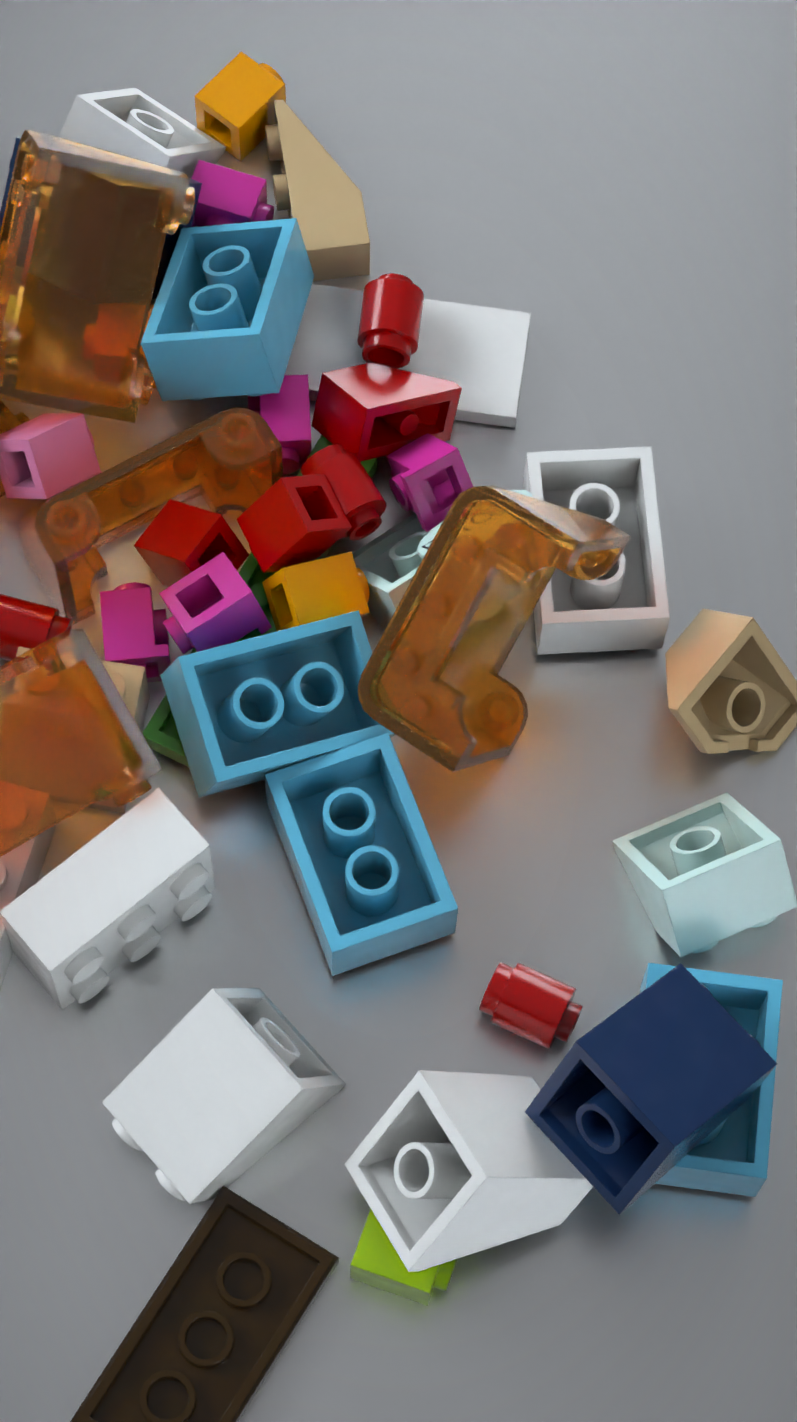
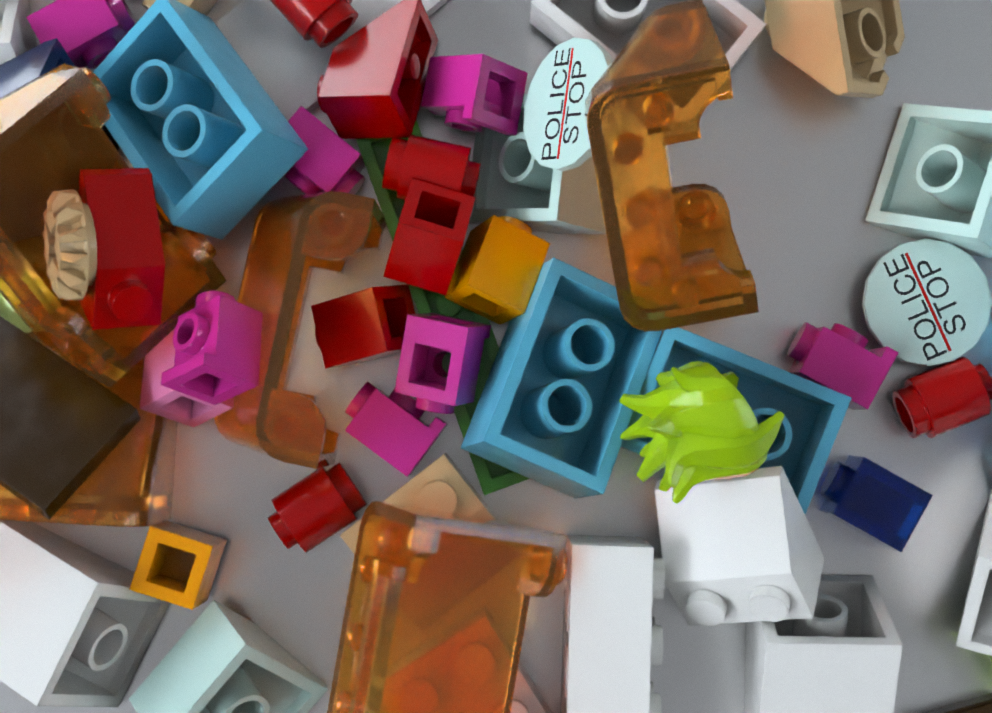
camera: 45 degrees left, 20 degrees up
(64, 284) = (69, 244): none -> tan gear
(77, 441) = (216, 349): none -> dark pink brick
(92, 324) = (128, 249): none -> red slope
(268, 924) = (739, 550): none -> white slope
(327, 796) = (698, 429): none -> lime hair
(401, 1020) = (873, 501): none -> clear blue brick
(485, 905) = (840, 362): none -> dark pink brick
(590, 926) = (927, 302): none -> light aqua piece

